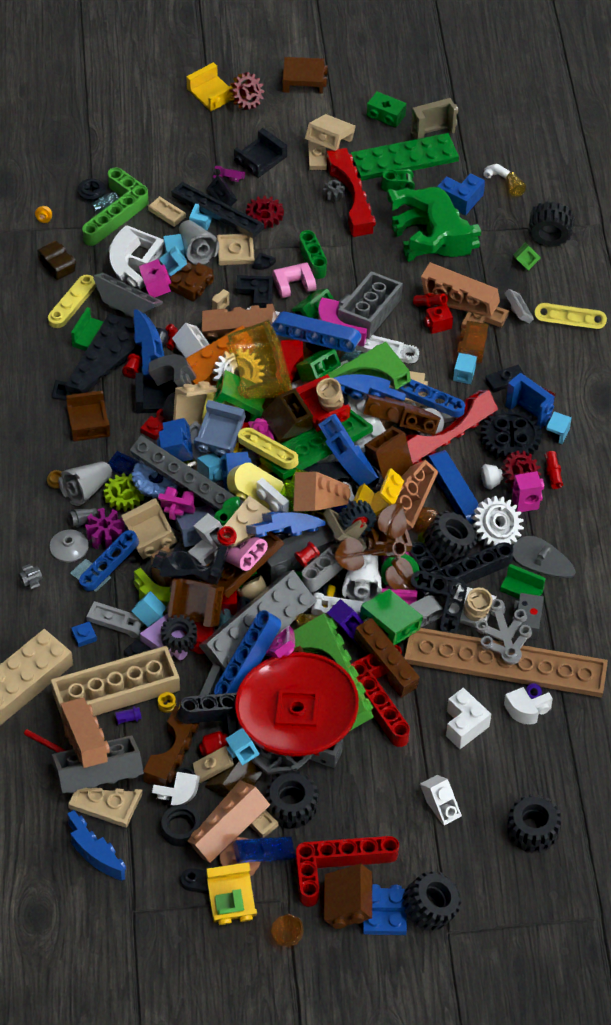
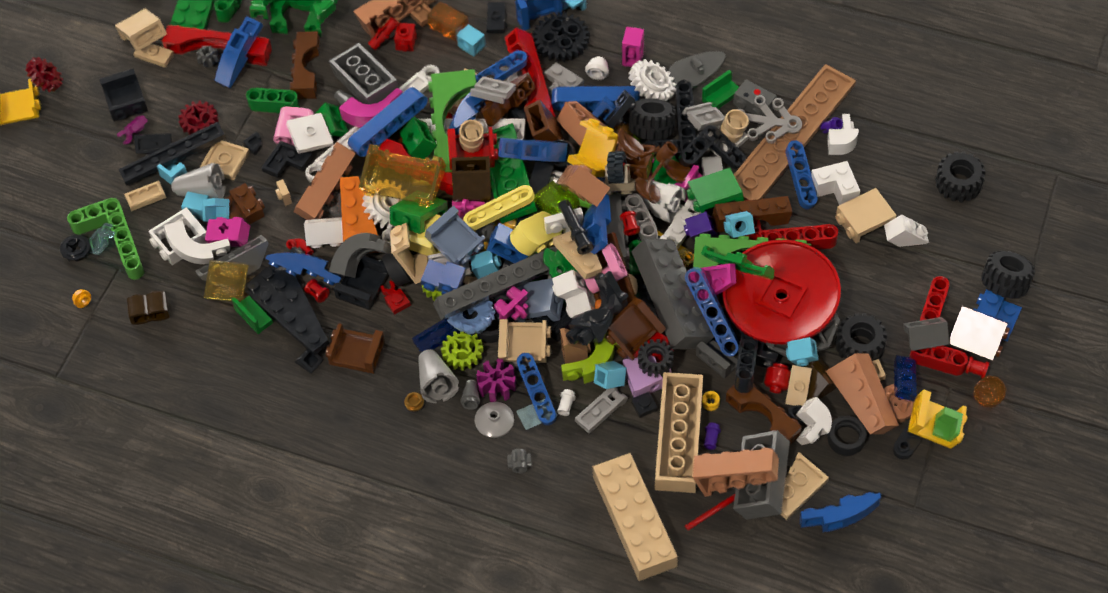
camera: 60 degrees left, 5 degrees up
(71, 301) = (204, 314): light yellow plate -> none
(84, 634) = (602, 441): blue plate -> none
(102, 295) = (225, 280): none -> clear yellow plate
(109, 590) = (568, 397): none -> white pin
(227, 531) = (596, 263): red plate -> none
(254, 508) = (578, 233): none -> black pin
(288, 290) = (309, 133): none -> white plate
(301, 650) = (740, 262): none -> green plate
(304, 72) = (49, 24): reddish brown panel -> none
(313, 912) = (977, 367): none -> red bush
(320, 847) = (927, 333): none -> dark grey panel
(342, 202) = (235, 52): none -> blue slope
(365, 647) = (746, 227): none -> medium azure brick
(382, 253) = (306, 48): none -> reddish brown arch
(395, 393) = (493, 90): none -> light grey plate
(442, 755) = (864, 214): none -> tan panel
(444, 497) = (604, 108): none -> blue panel
(444, 504) = (623, 103): none -> black plate
(457, 682) = (801, 174): none -> blue beam
(465, 455) = (562, 77): none -> light grey plate
(477, 575) = (704, 115): none -> light grey plate
(518, 463) = (605, 44): dark red gear -> none
(553, 469) = (612, 22): red pin -> none

